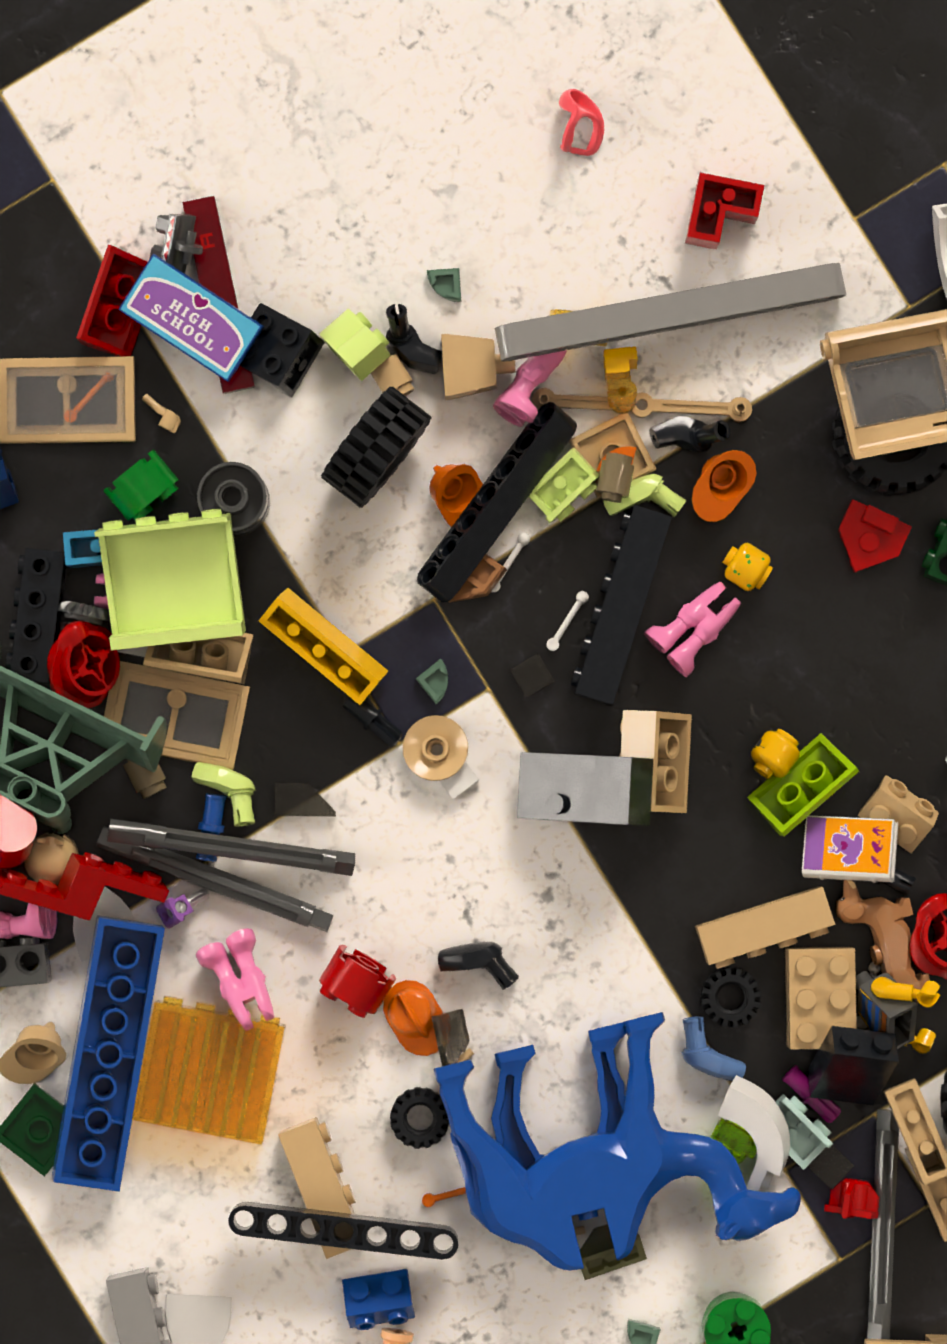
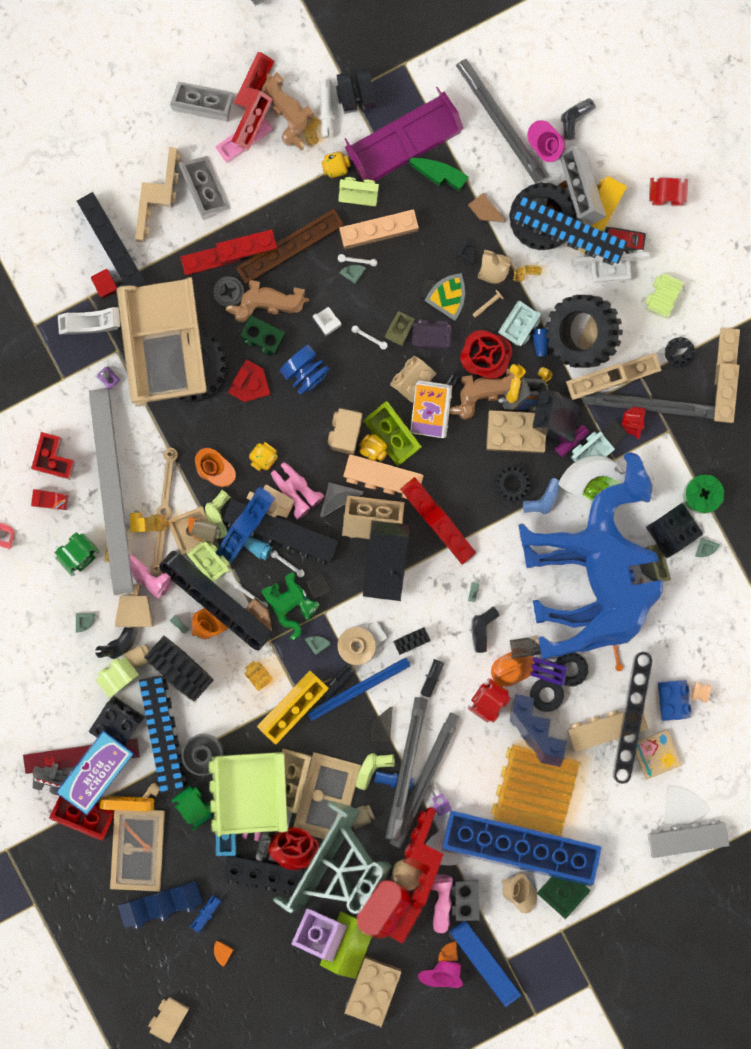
camera: 90 degrees left, 0 degrees up
(142, 376) = (126, 803): none -> light orange beam
(252, 980) = (489, 772): bright pink piece -> none
(262, 428) = (161, 734): none -> black brick
(283, 1276) = (657, 754): none -> tan tile
(308, 1065) = (535, 732): none -> dark blue brick
(362, 756) = (358, 689): none -> blue axle
(370, 1099) = (546, 706): none -> black tyre
(374, 583) = (258, 675): none -> clear yellow brick
(389, 880) = (432, 678): none -> black axle
(419, 1057) = (536, 667): none -> dark purple tile
(450, 841) = (411, 641): none -> black tyre
(454, 441) = (179, 624): none -> sand green tile
(503, 625) = (288, 601): none -> green animal
(540, 941) = (473, 592): none -> sand green tile
(560, 261) = (76, 553): none -> green brick
(592, 568) = (258, 547): none -> medium azure cone
(630, 543) = (245, 525): none -> blue bracket
(648, 209) = (49, 500): none -> red leg
(659, 873) = (438, 520): none -> red bracket
(669, 1281) = (674, 530): none -> black bracket
(672, 588) = (280, 506): none -> tan bracket
(686, 697) = (336, 497): none -> tile
(689, 433) = (183, 485): black arm -> none
(728, 773) = (378, 475): none -> light nougat brick
(764, 926) = (472, 461): tan brick -> none
(802, 705) = (346, 431): none -> tan brick
(867, 288) = (105, 374): none -> medium lavender piece
(901, 627) = (304, 370): none -> blue wheel

